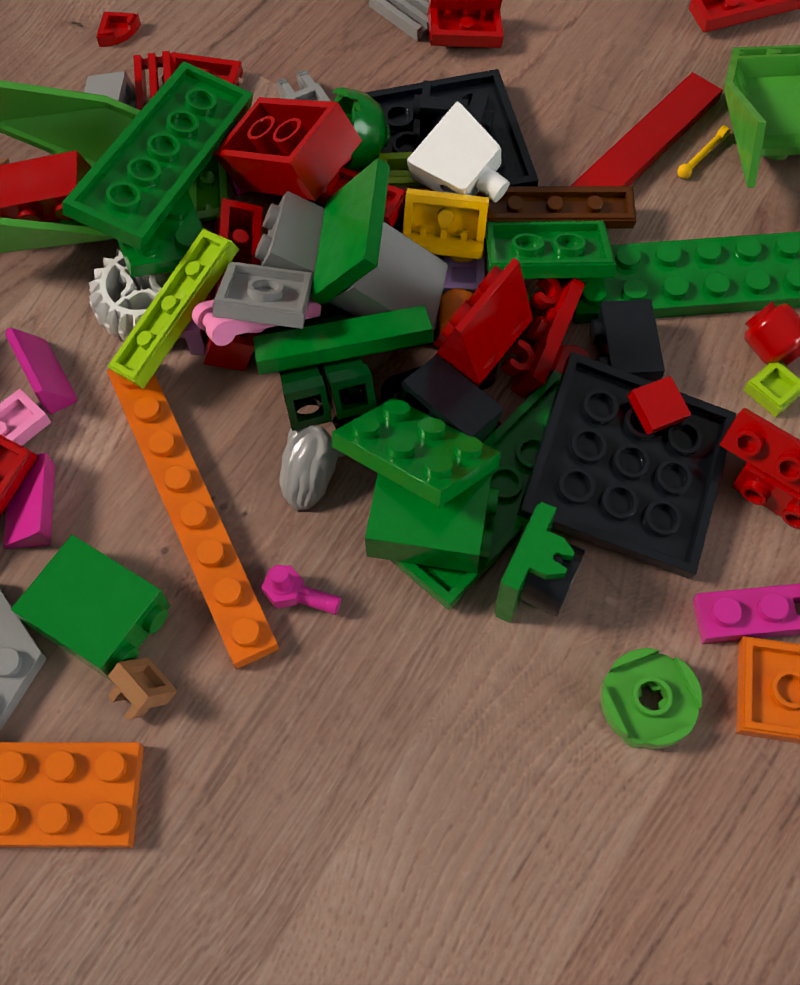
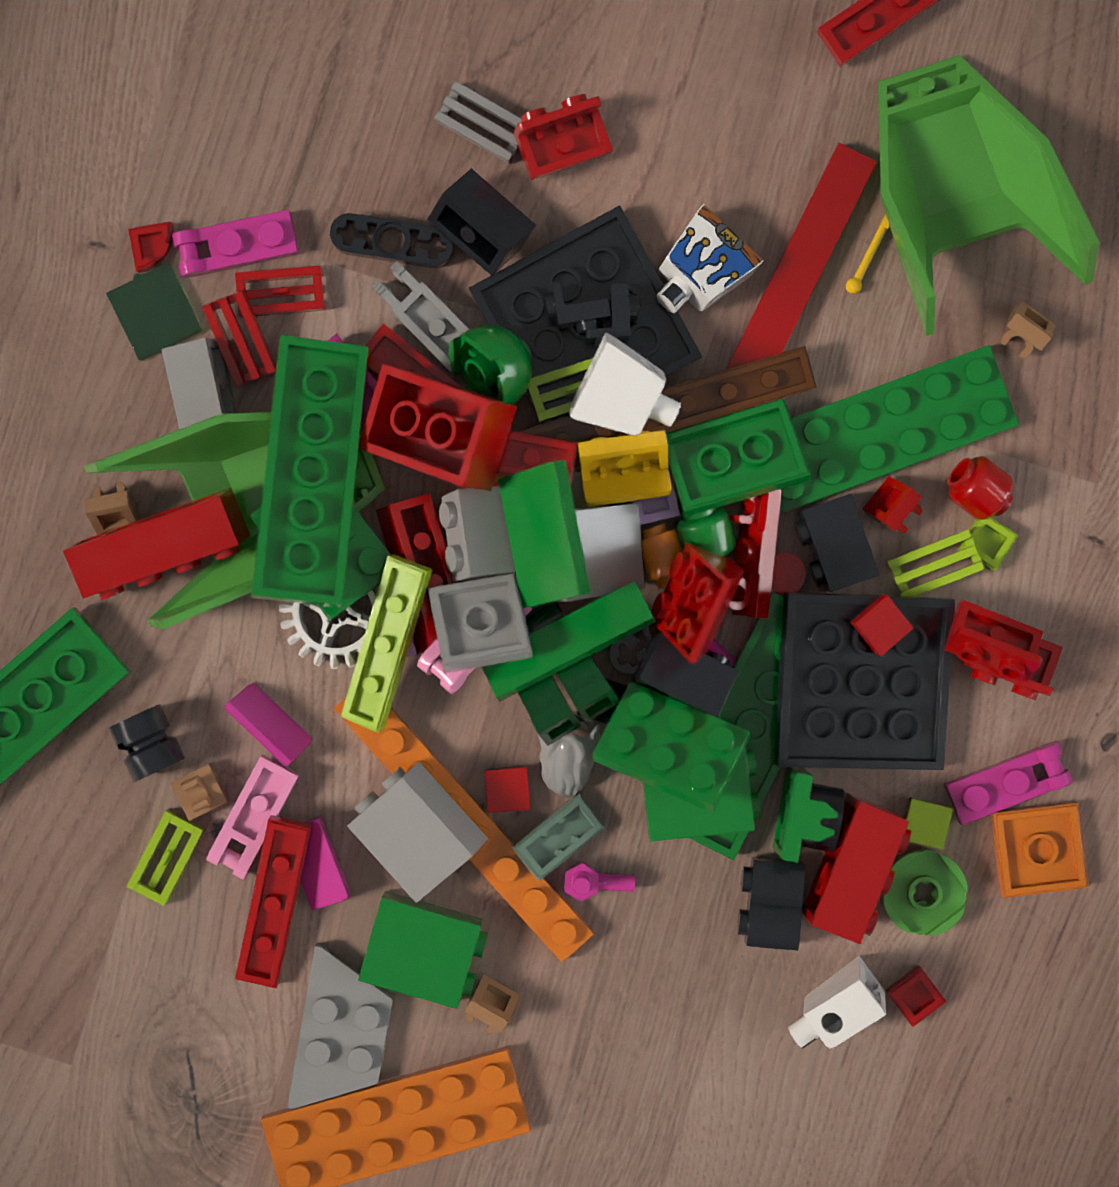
camera: 20 degrees left, 25 degrees up
(95, 60) = (154, 311): none -> clear green piece
(134, 485) = (416, 830): none -> light grey brick
(181, 37) = (237, 243): none -> dark pink plate
(241, 485) = (507, 789): none -> red tile
(274, 537) = (558, 837): none -> sand green plate
(283, 52) = (359, 246): none -> black beam
(380, 51) = (481, 222): none -> black brick
(479, 663) = (773, 903): none -> black brick
(548, 785) = (840, 1006): none -> white torso
(560, 118) = (705, 263): none -> torso
(581, 636) = (857, 871): none -> red brick
(618, 817) = (915, 996): none -> red tile
(666, 628) = (928, 822): none -> lime tile
(688, 329) = (893, 504): none -> red tile
(725, 378) = (902, 578): none -> lime tile

